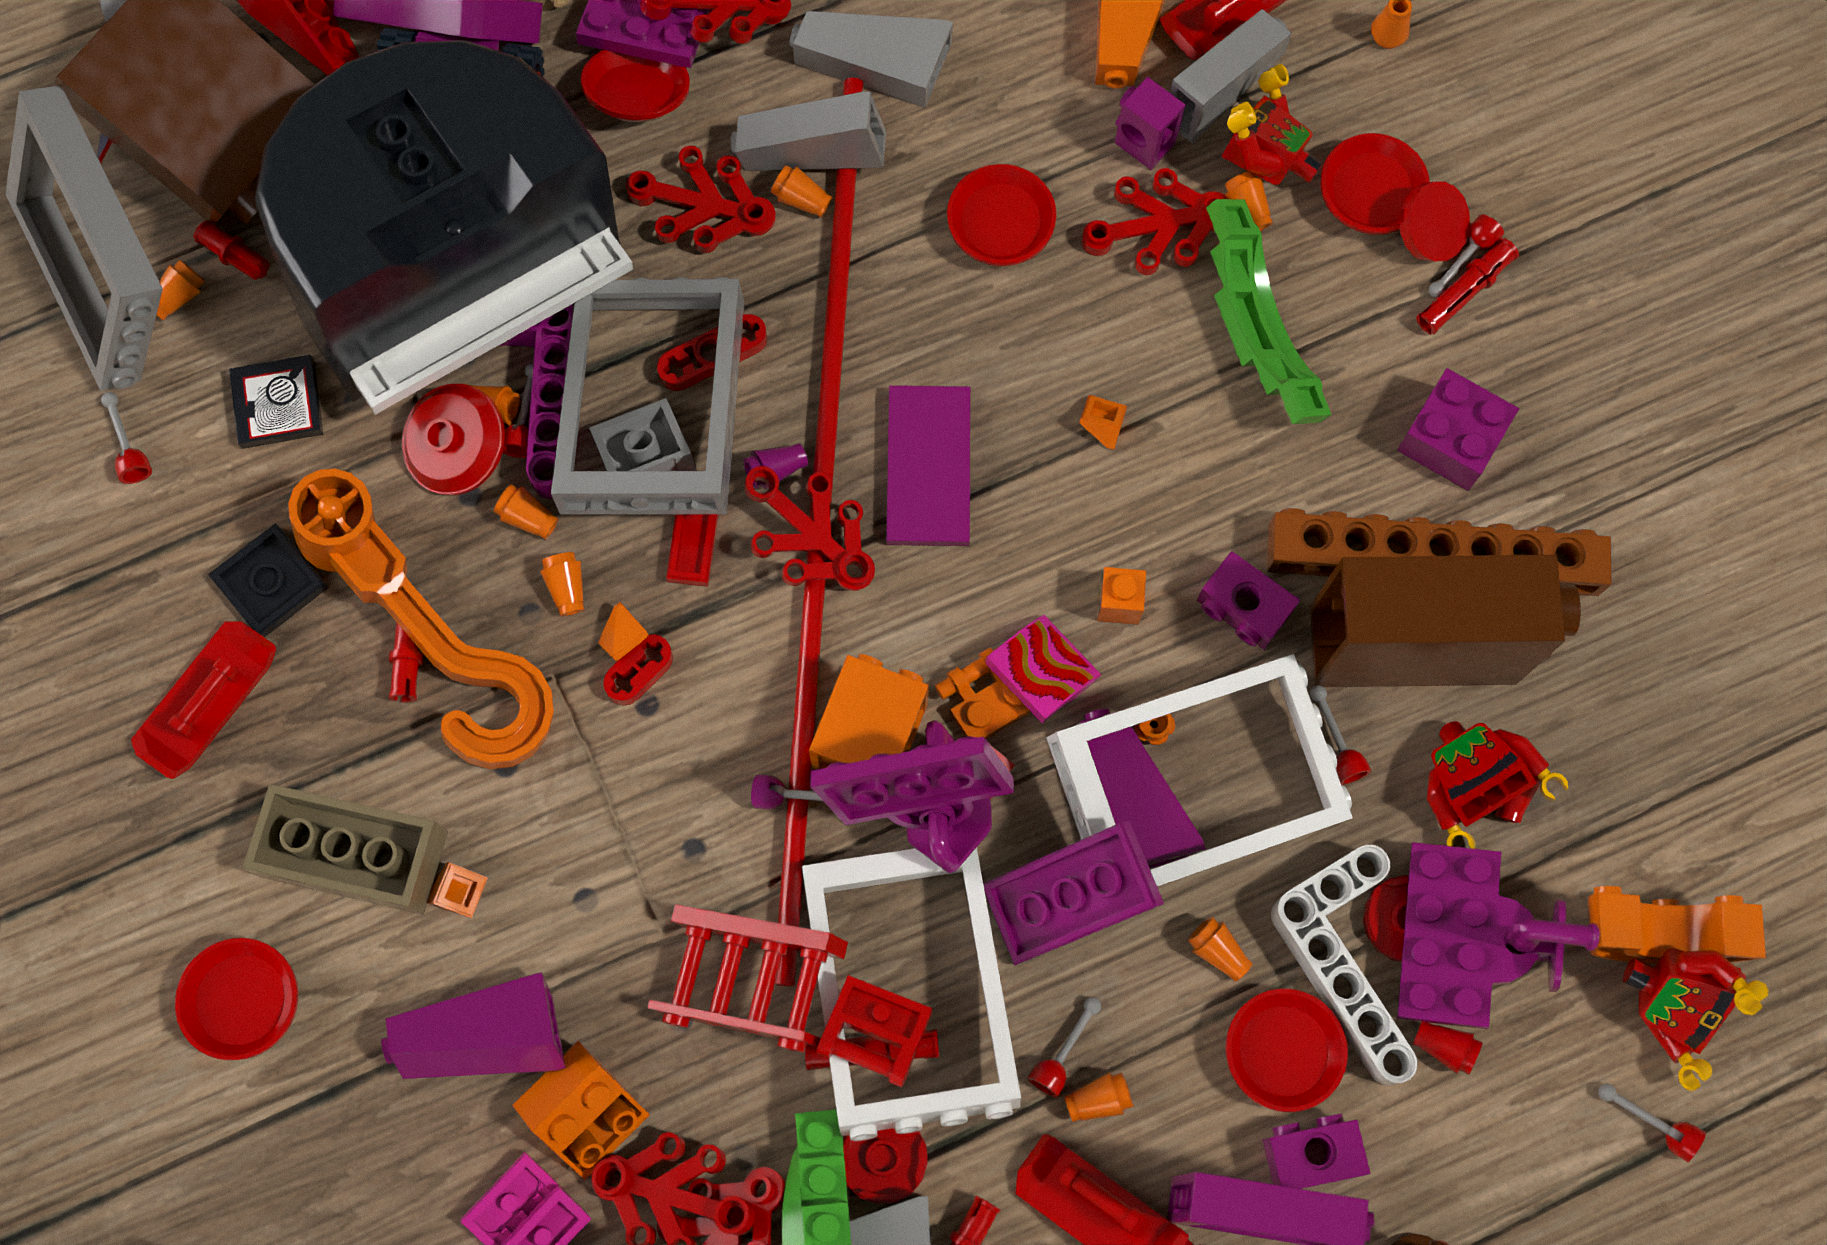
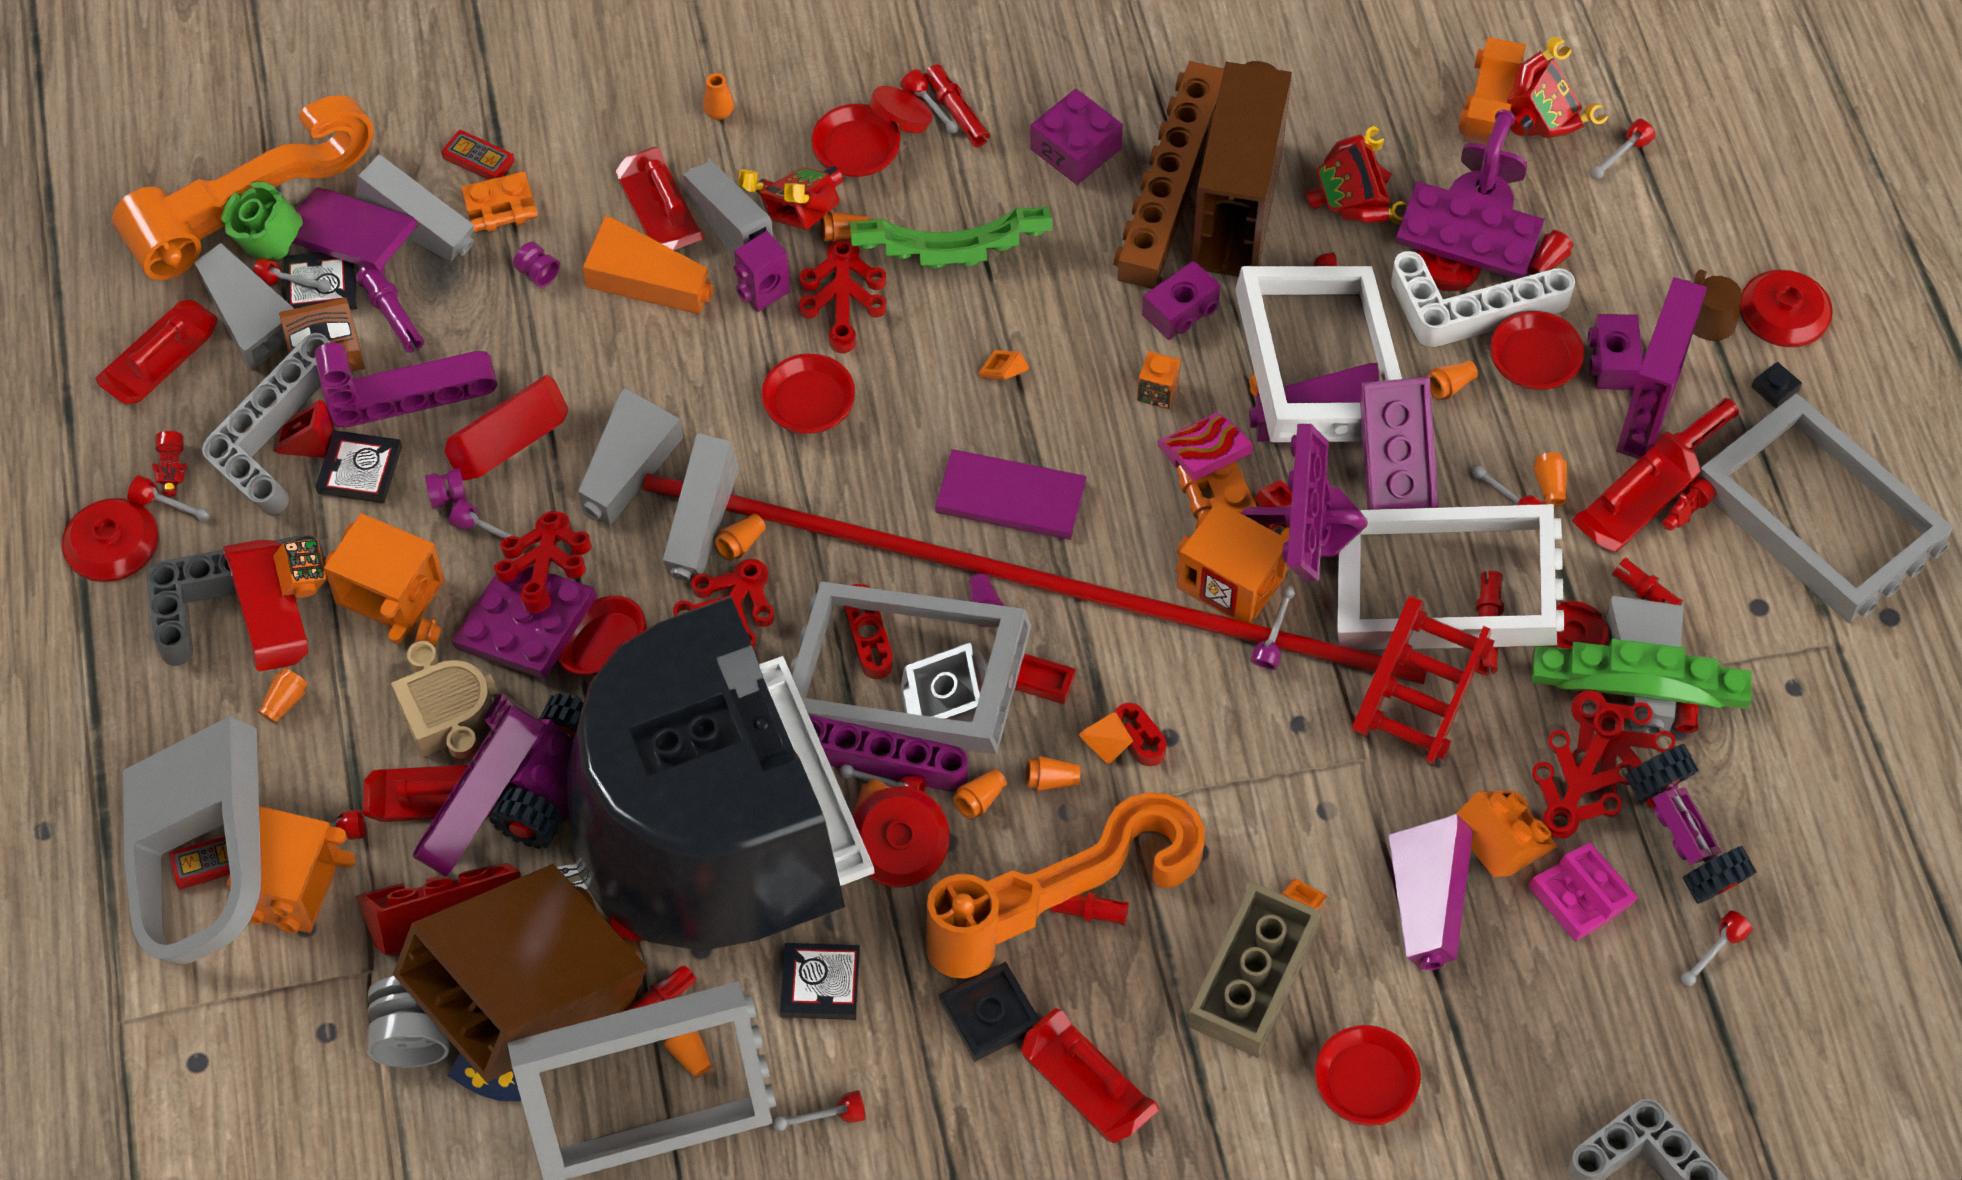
camera: 75 degrees left, 15 degrees down
(814, 534) = (1089, 559): red plant -> none
(880, 1016) = (1477, 581): red plate -> none

